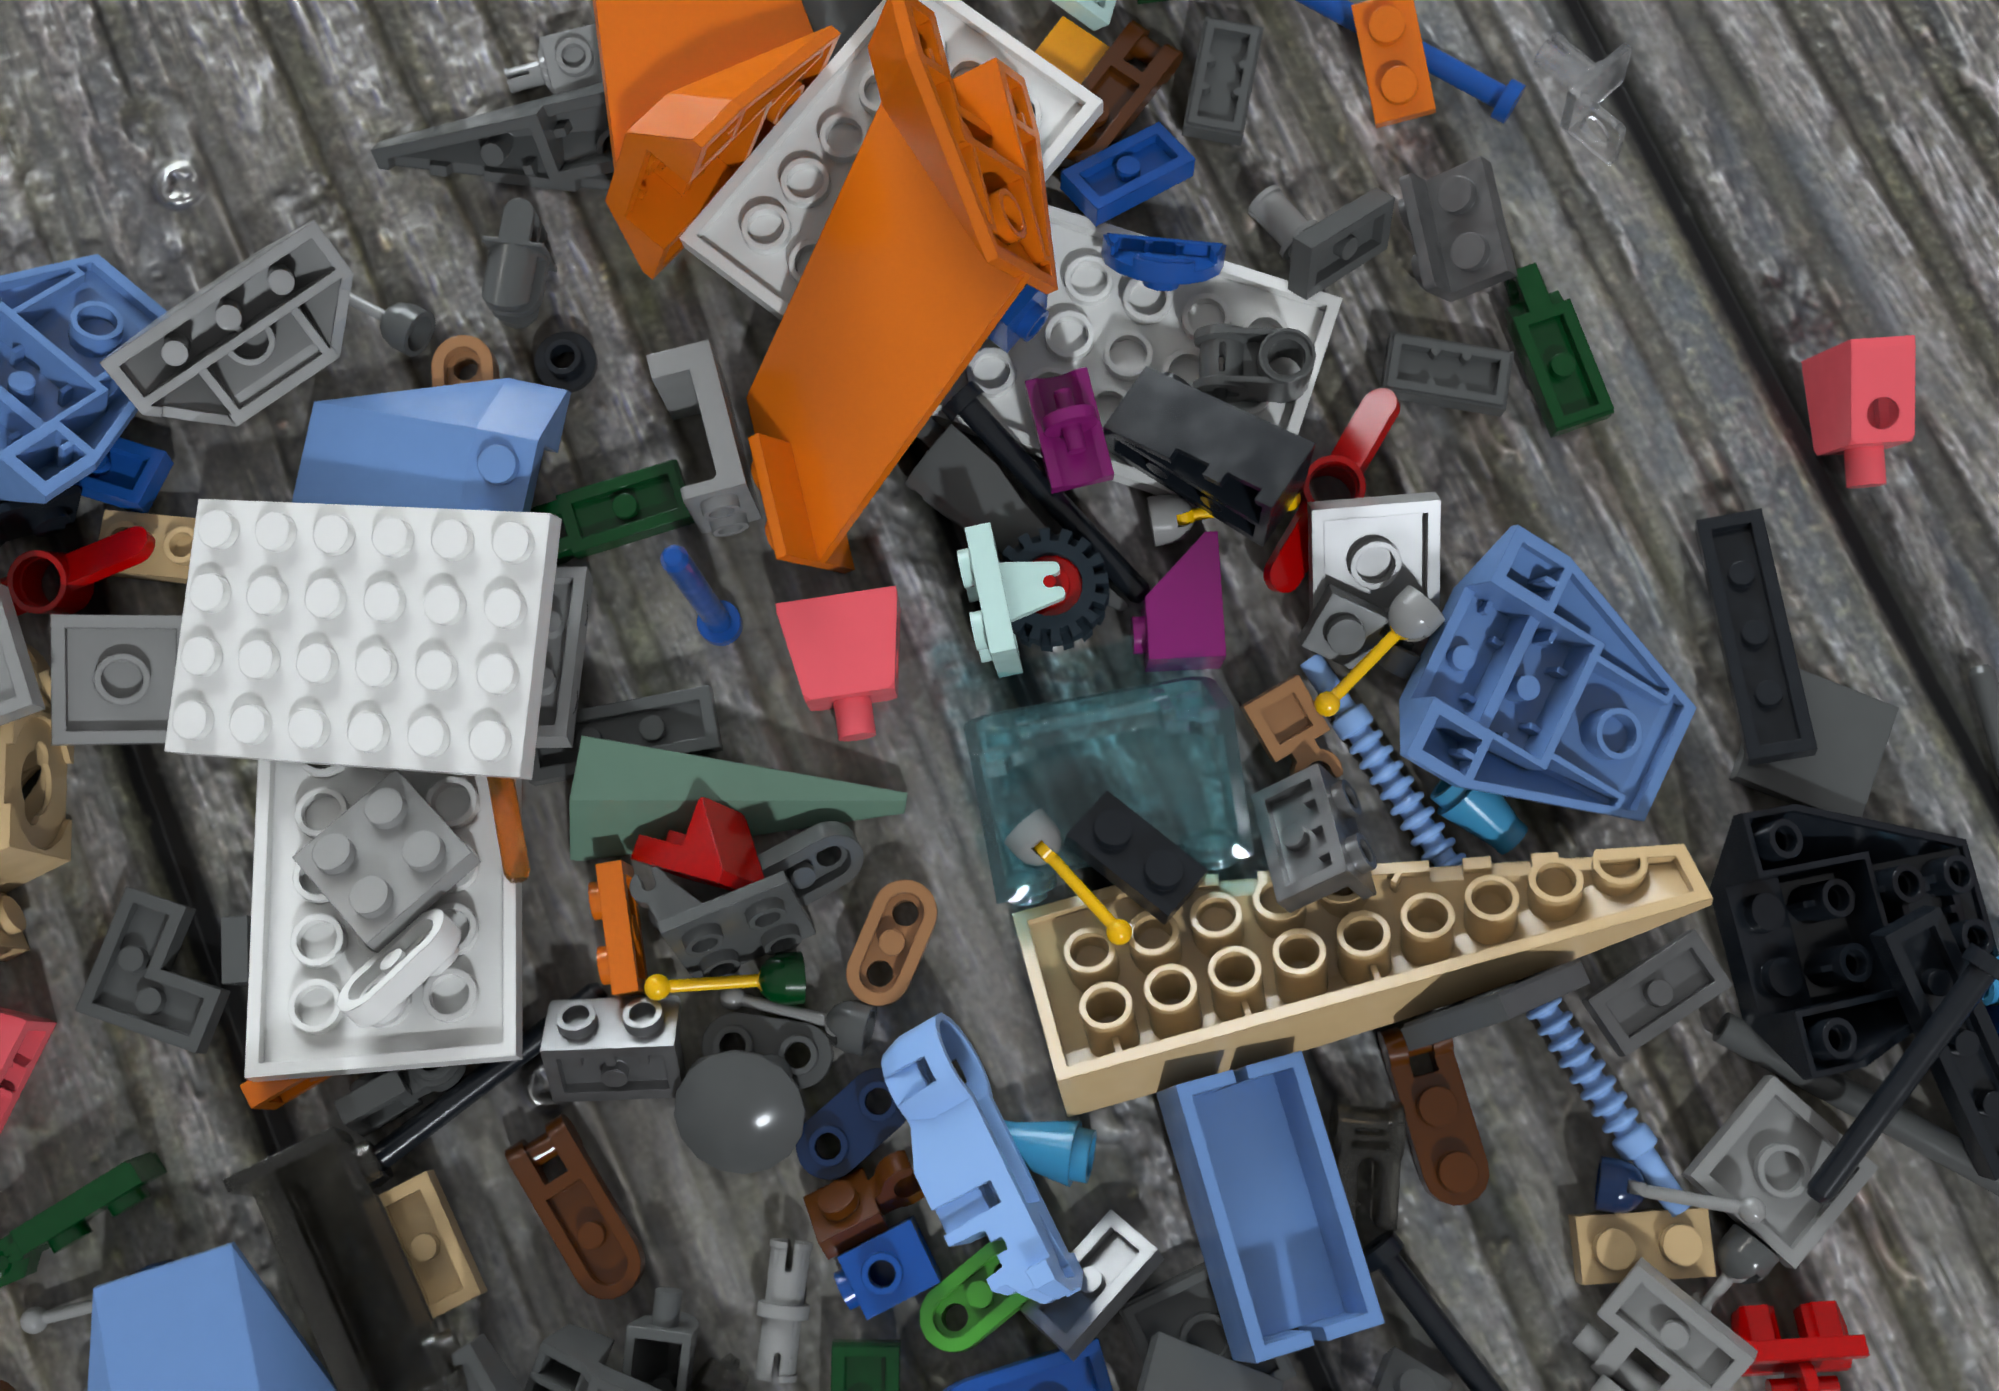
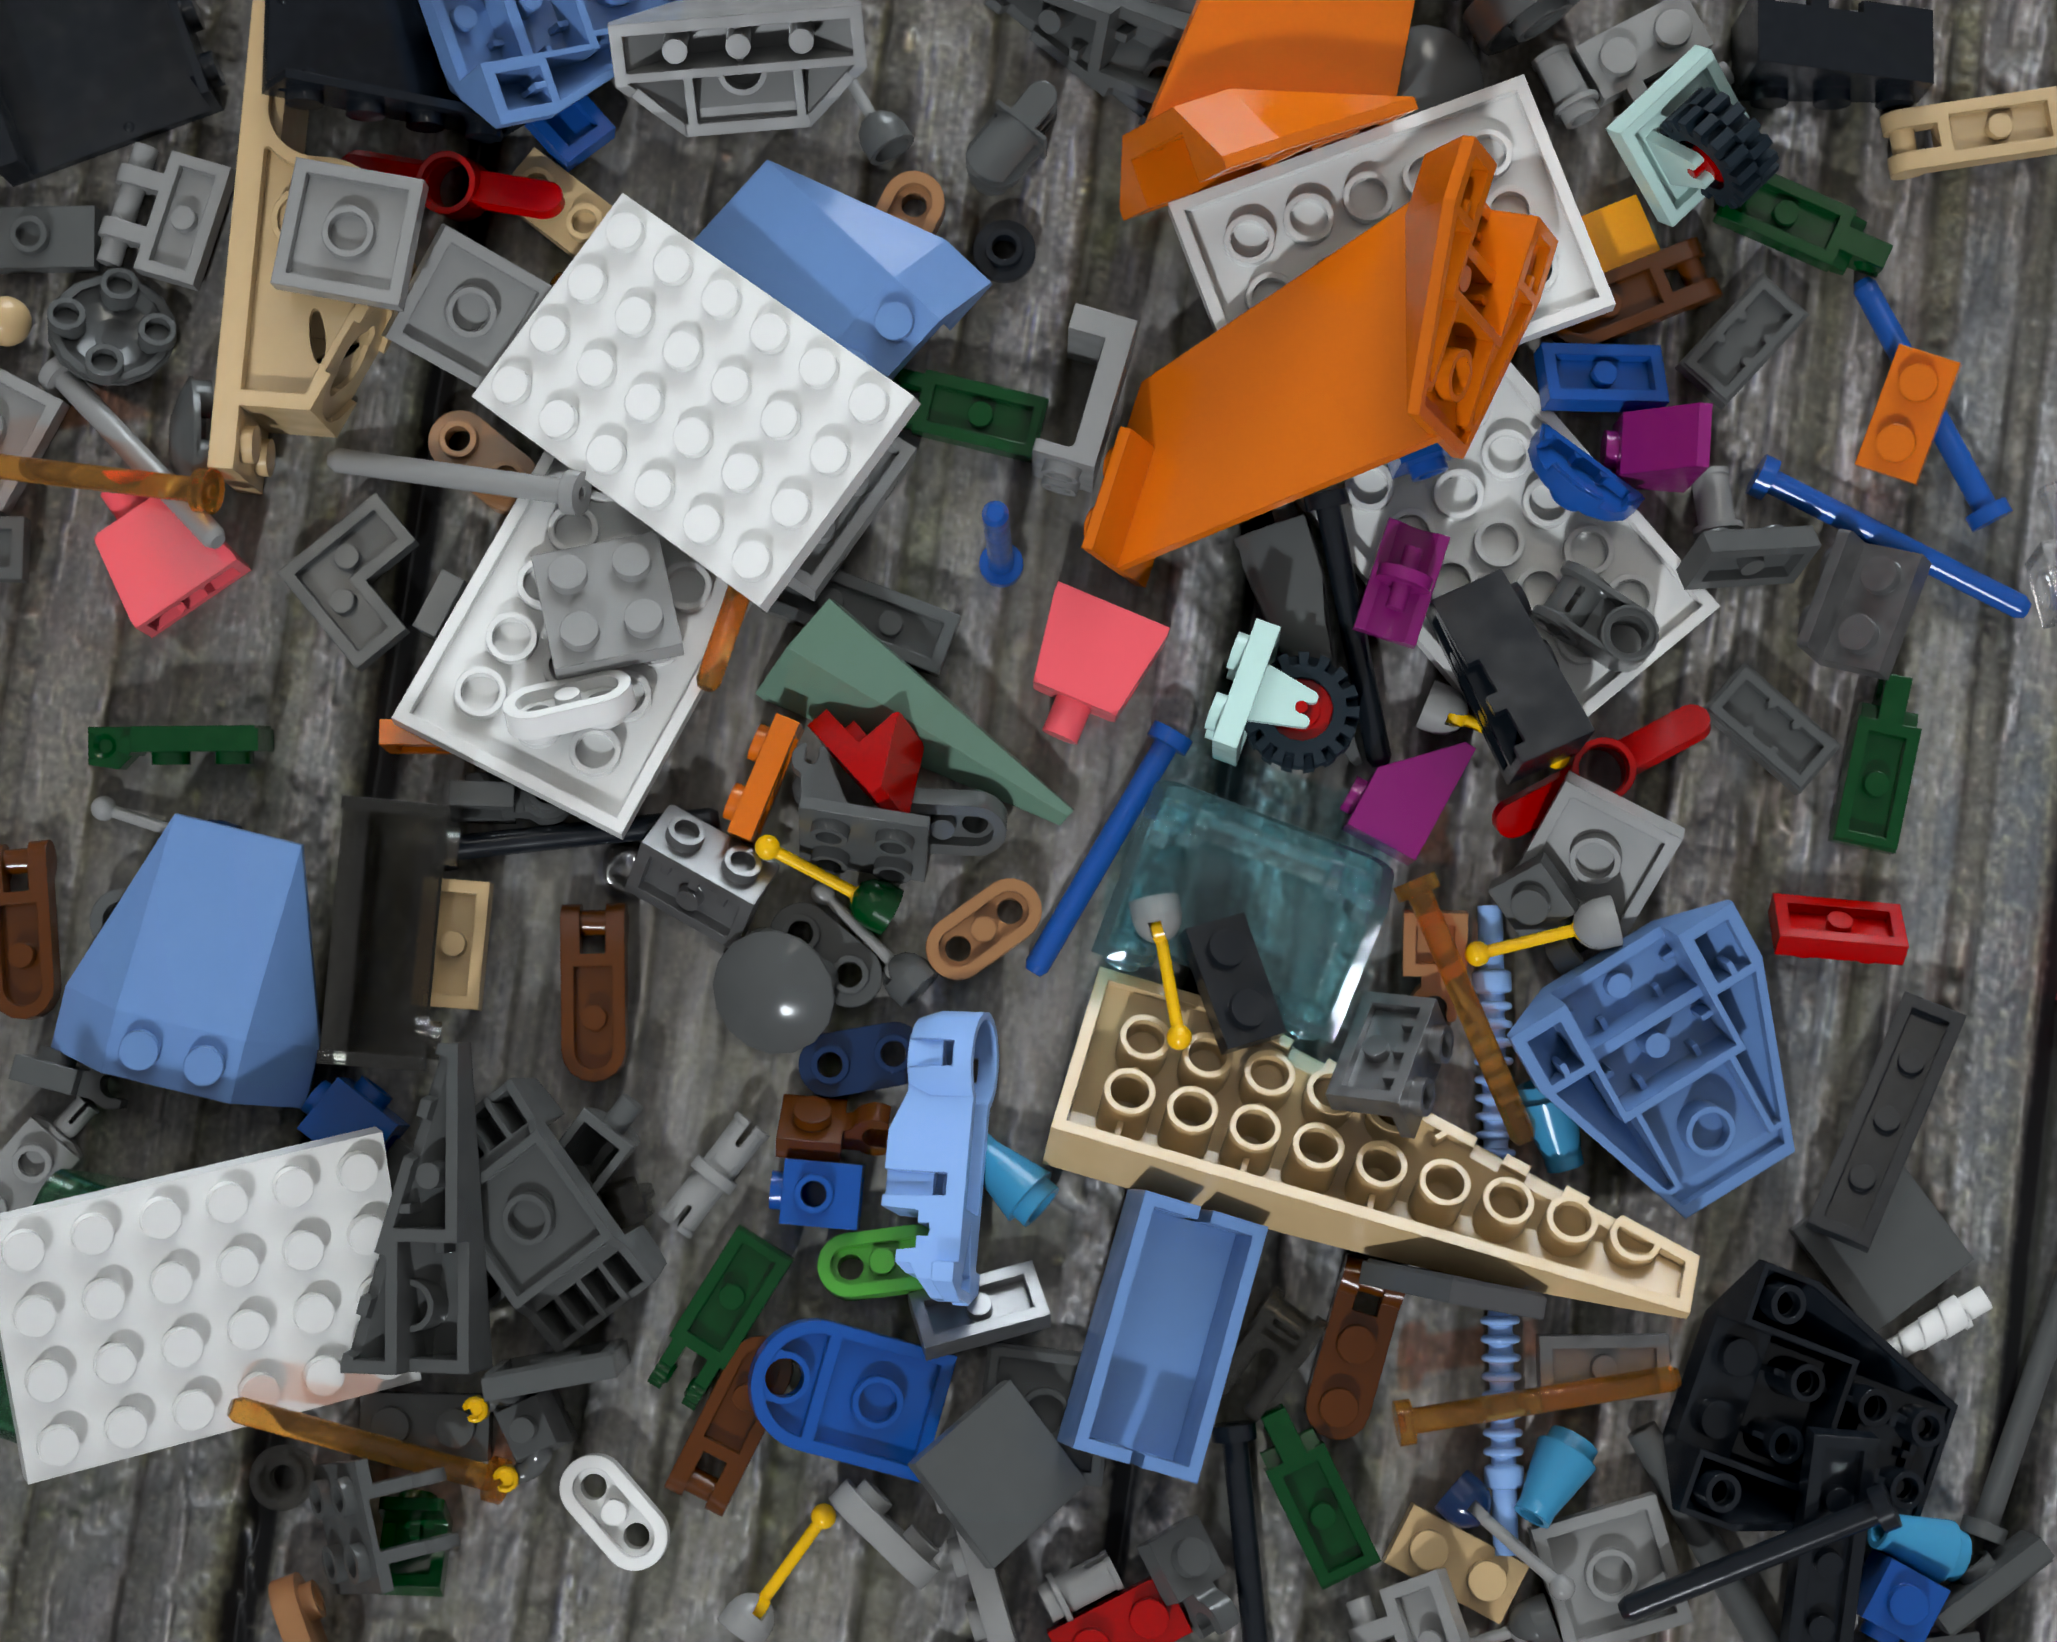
camera: 30 degrees right, 5 degrees up
(208, 802) = (485, 449): none -> medium nougat plate
(295, 781) = (569, 492): none -> light grey bar
(952, 689) = (1106, 846): none -> blue bar
(1214, 193) = (1660, 446): none -> magenta slope
(1317, 176) = (1841, 516): none -> blue bar
(1348, 752) = (1467, 1005): none -> clear orange bar
(1490, 1268) = (1315, 1501): none -> dark green hinge
(1529, 1144) = (1530, 1401): none -> clear orange bar
(1609, 503) = (1838, 929): none -> red plate
(1679, 1112) = (1556, 1472): none -> dark azure cone
(1906, 776) = (1941, 1322): none -> white animal

